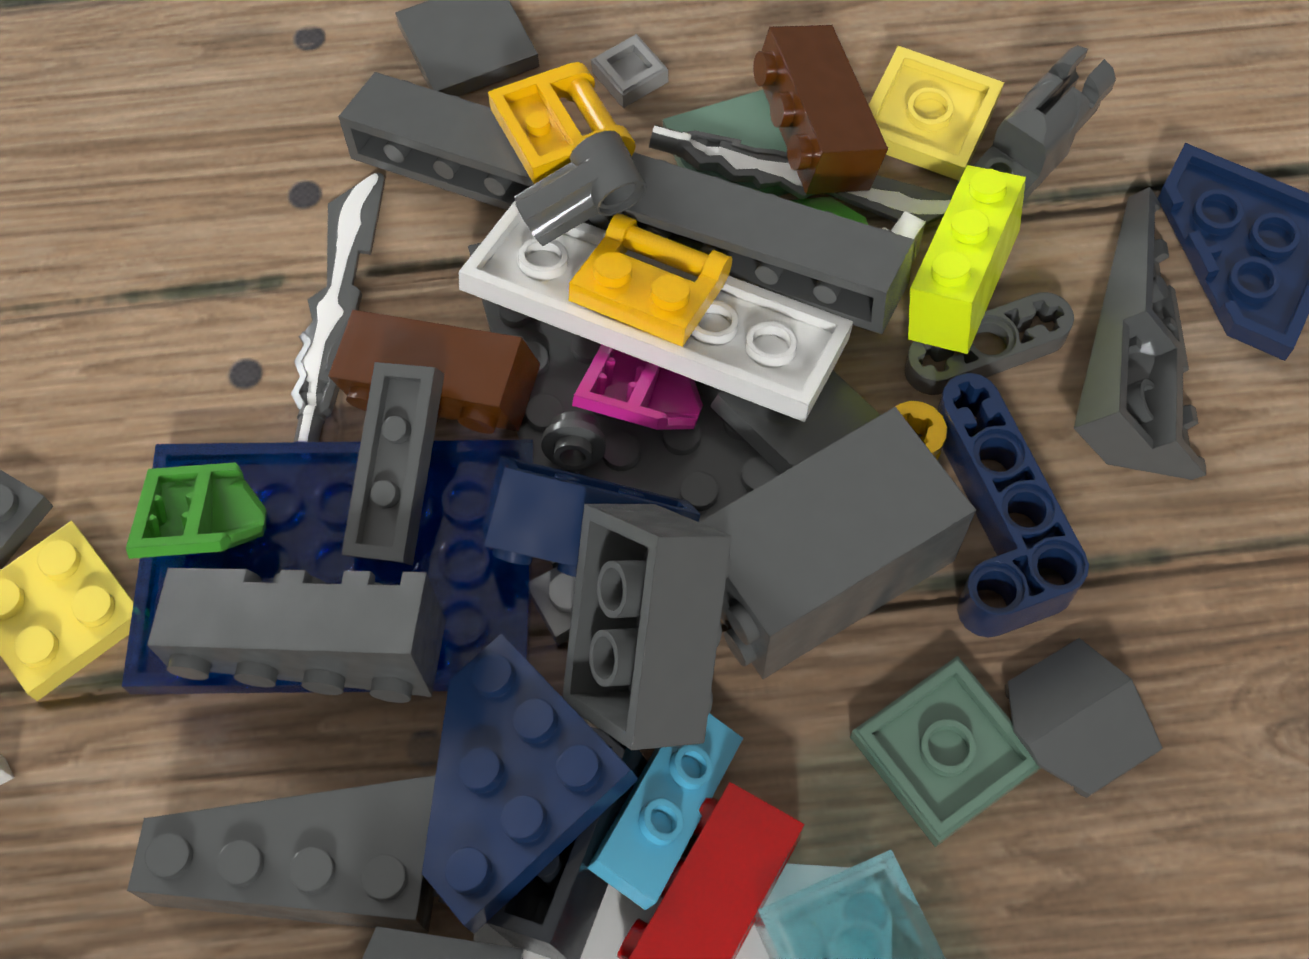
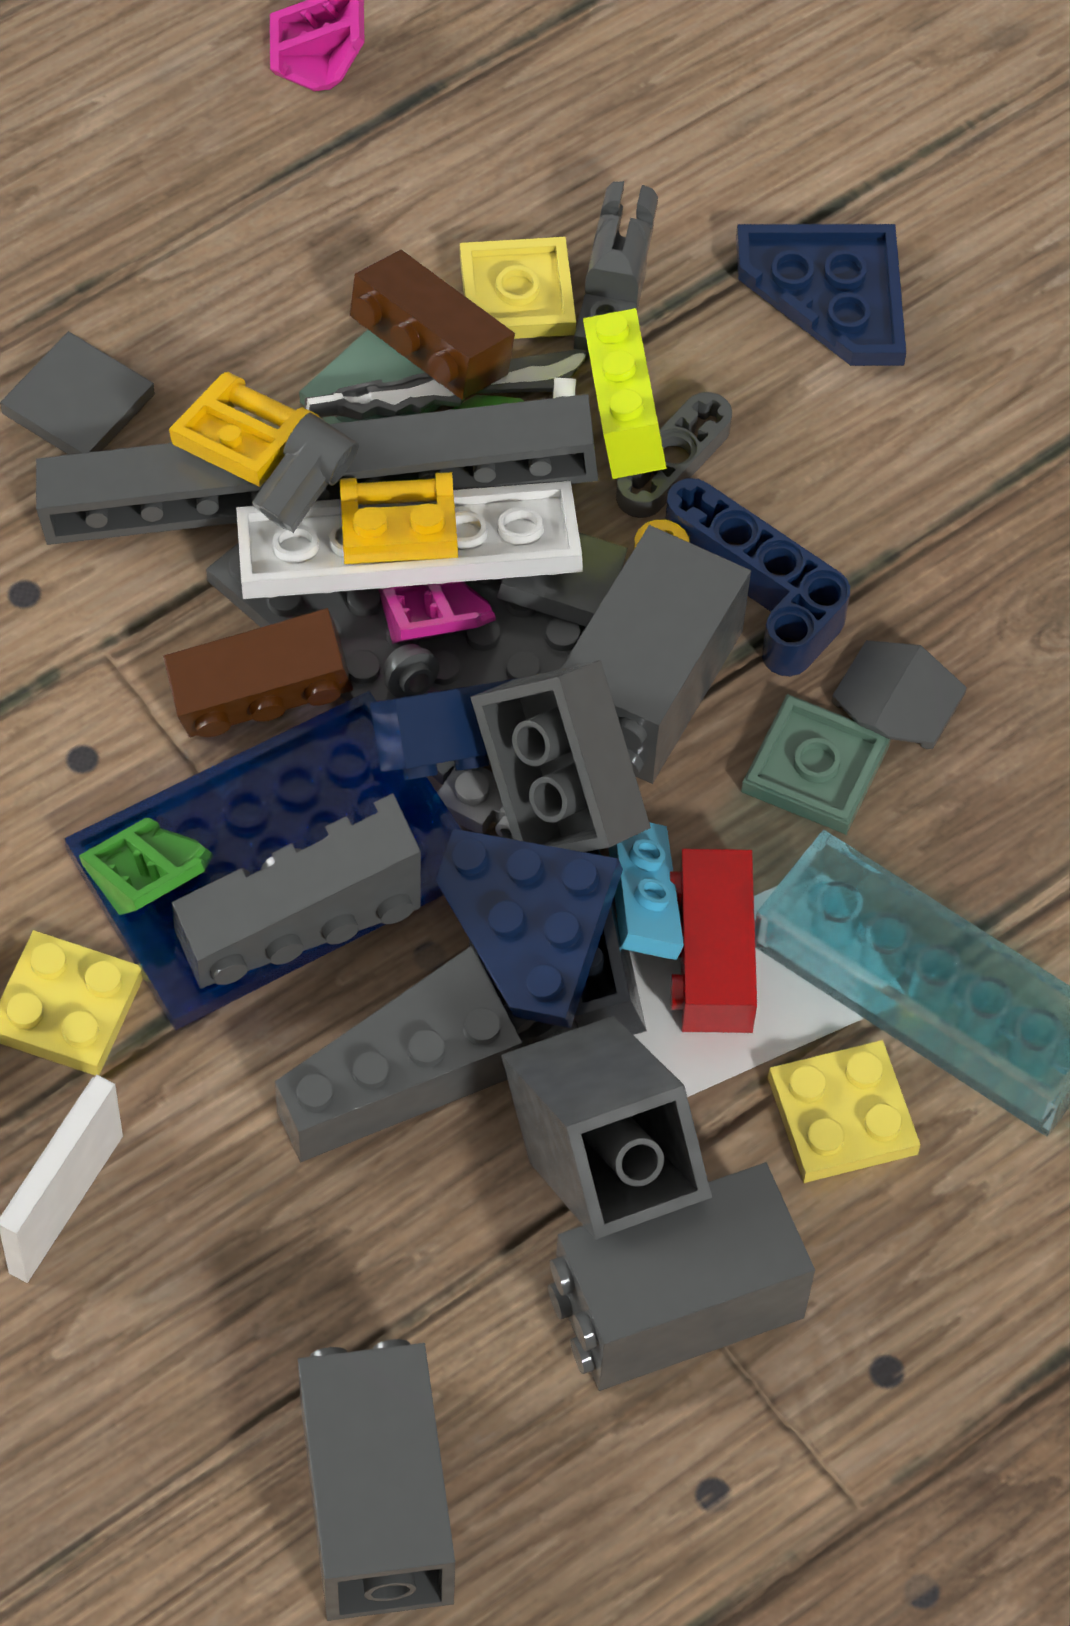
camera: 35 degrees left, 5 degrees down
(350, 232) = (122, 669): dark grey sword -> none
(393, 463) = (285, 749): dark grey plate -> none
(629, 70) = (241, 357): light grey tile -> none
(1138, 358) = (794, 413): dark grey wedge -> none

